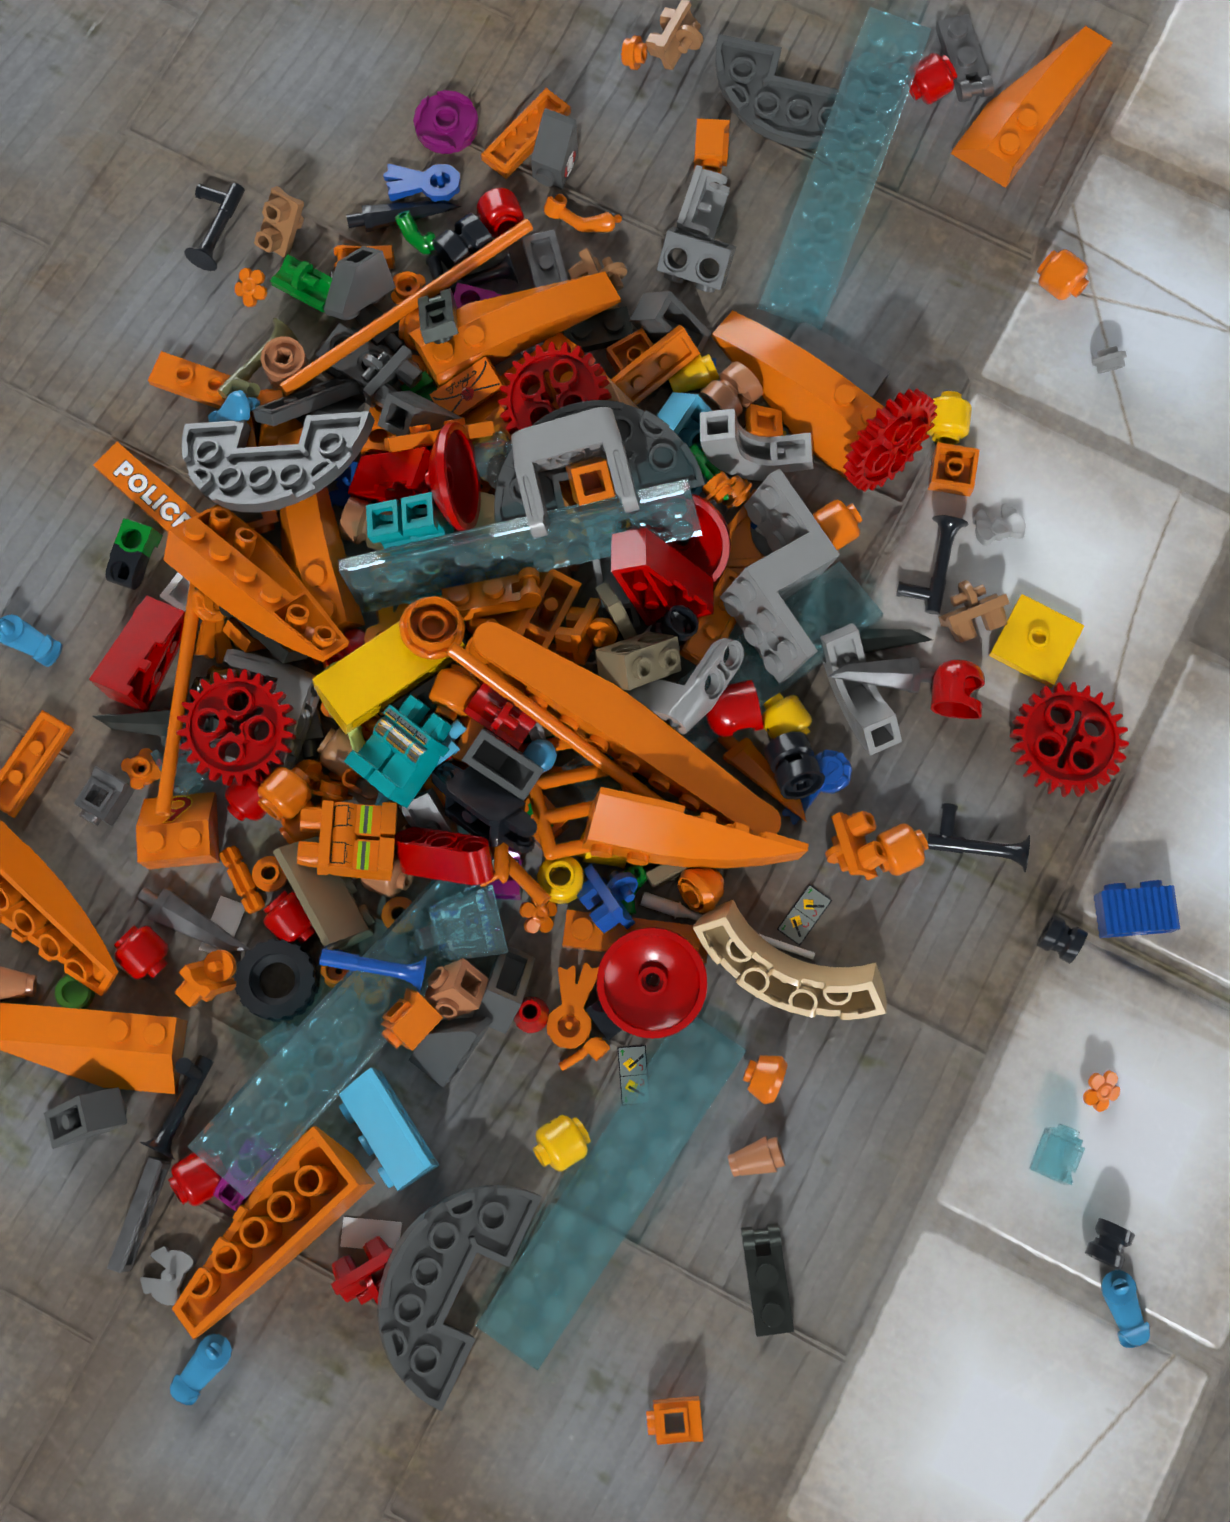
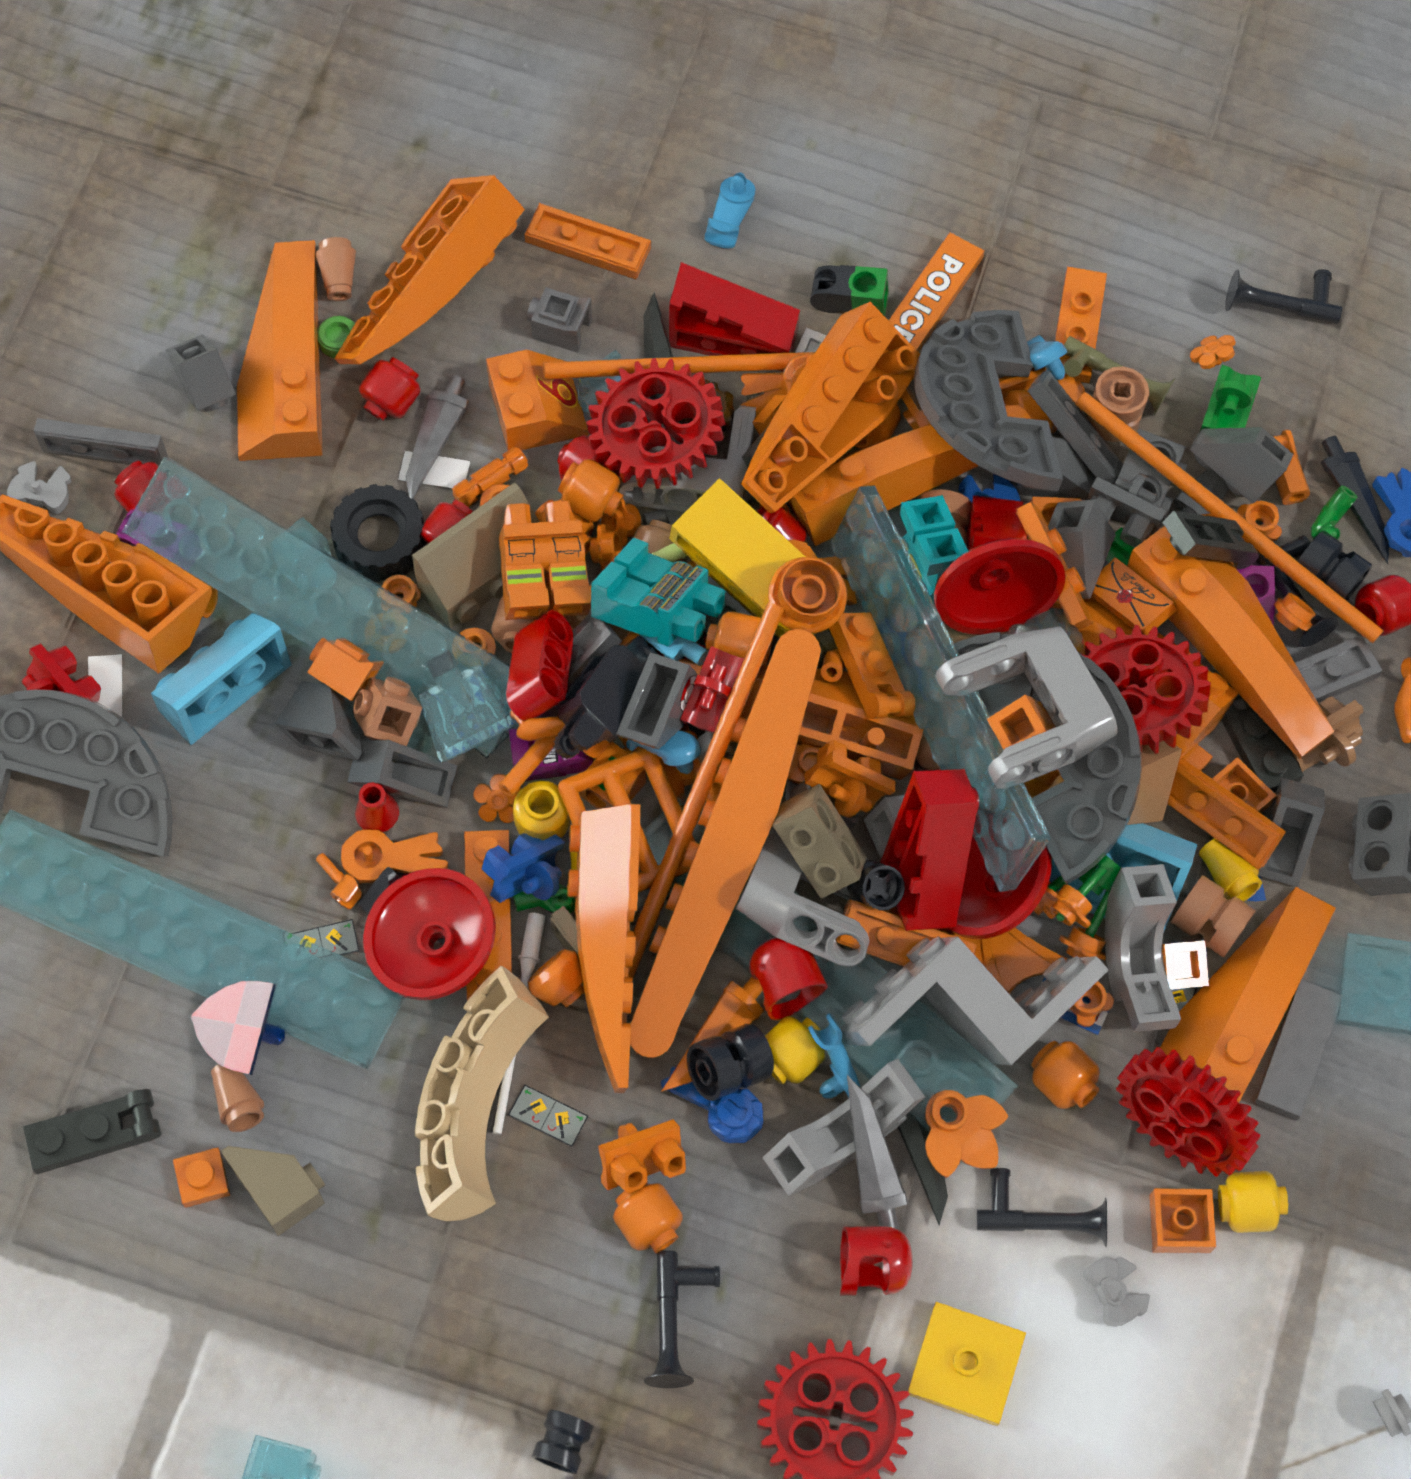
camera: 75 degrees right, 10 degrees down
(132, 766) = (601, 340): orange plate -> none
(195, 1075) = (257, 471): black piece -> none
(207, 978) = (365, 453): orange hips -> none
(279, 223) = (1303, 362): medium nougat hips -> none
(411, 973) = (400, 584): blue piece -> none
(499, 277) = (1294, 612): none -> orange plate
(561, 1142) = (227, 867): yellow head -> none
(616, 611) = (877, 811): dark tan tile -> none
(703, 1149) = (235, 1024): none -> shield
(765, 1077) = (334, 1090): orange cone -> none
(793, 685) = (831, 1041): none -> dark azure piece
(817, 1193) = (201, 1177): none -> orange plate
(836, 1132) = (277, 1184): none -> dark tan slope
(875, 603) = (967, 1137): none -> orange plate
(989, 609) = (970, 1254): medium nougat hips -> none

